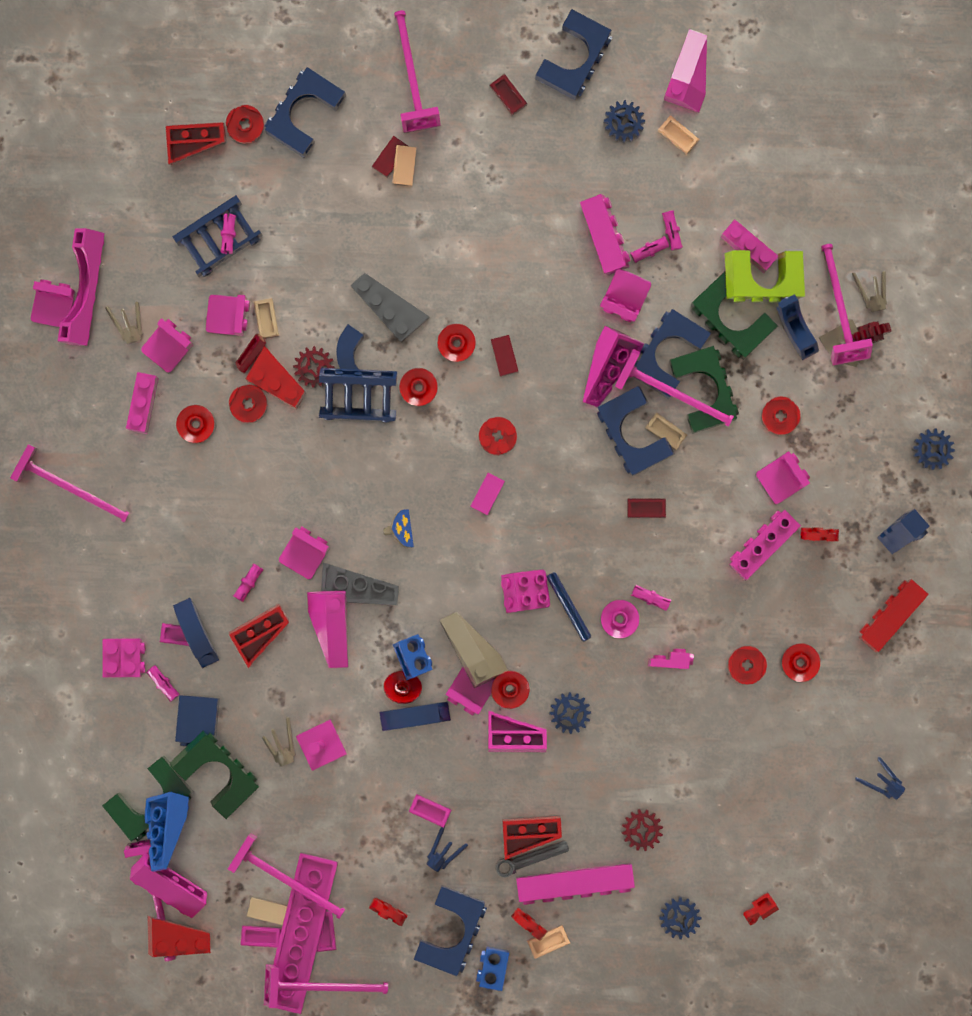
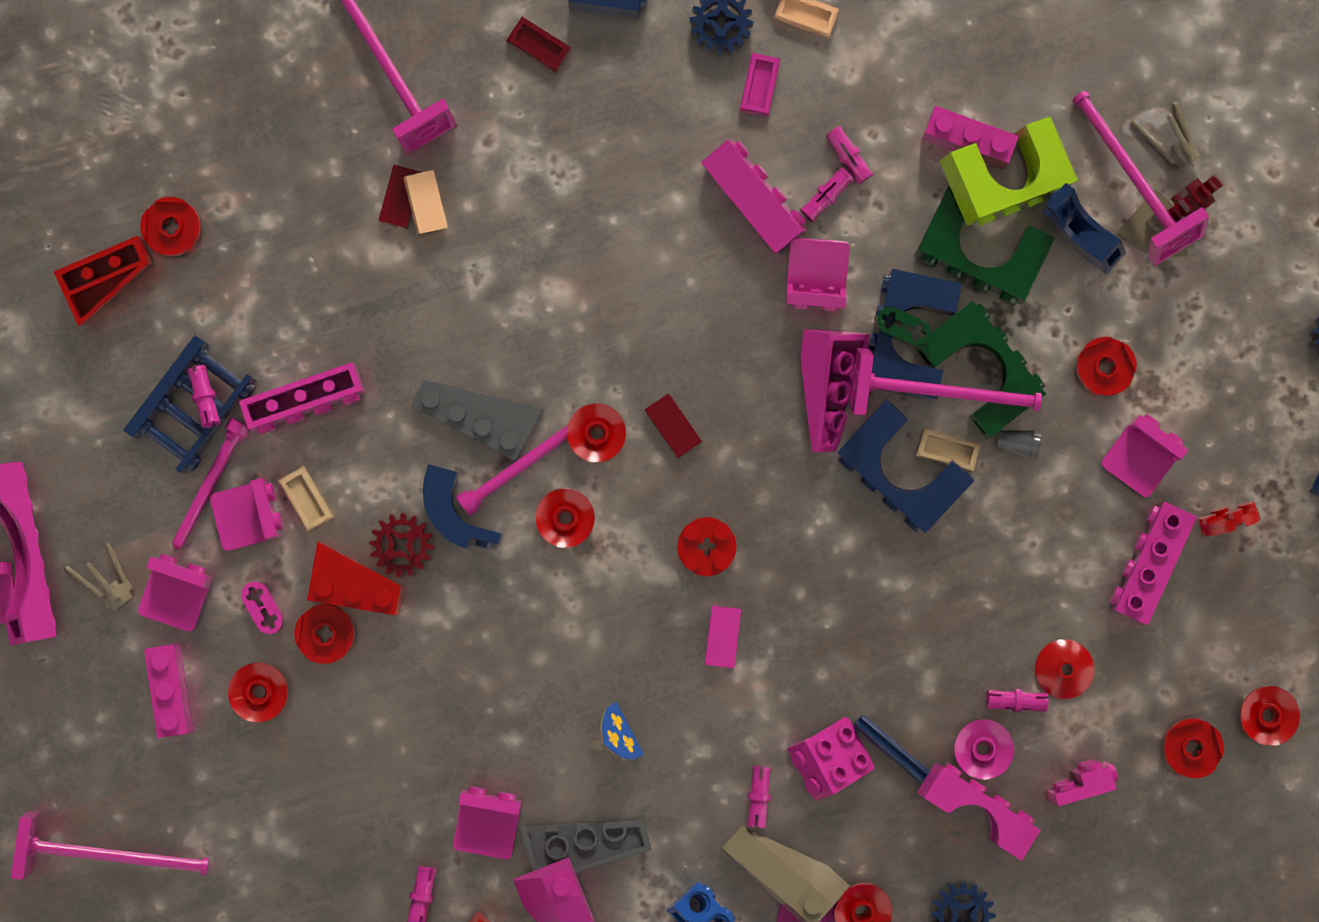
camera: 25 degrees left, 0 degrees up
(211, 374) = (268, 603): none -> dark pink beam
(238, 262) = (235, 432): none -> dark pink piece
(250, 353) = (301, 559): dark red tile -> none
(287, 256) = (302, 397): none -> dark pink brick
(308, 86) = (244, 136): dark blue arch -> none
(363, 377) = (486, 535): dark blue fence -> none
(366, 355) = (471, 500): none -> dark pink piece
(473, 597) = (759, 796): none -> dark pink pin
(617, 673) = (1008, 830): none -> dark pink arch
(634, 168) = (759, 84): none -> dark pink tile
(646, 508) = (961, 572): dark red tile -> none
(668, 342) = (906, 320): none -> dark green beam
(677, 589) = (1049, 666): none -> red dish
(711, 442) = (1021, 442): none -> dark grey cone

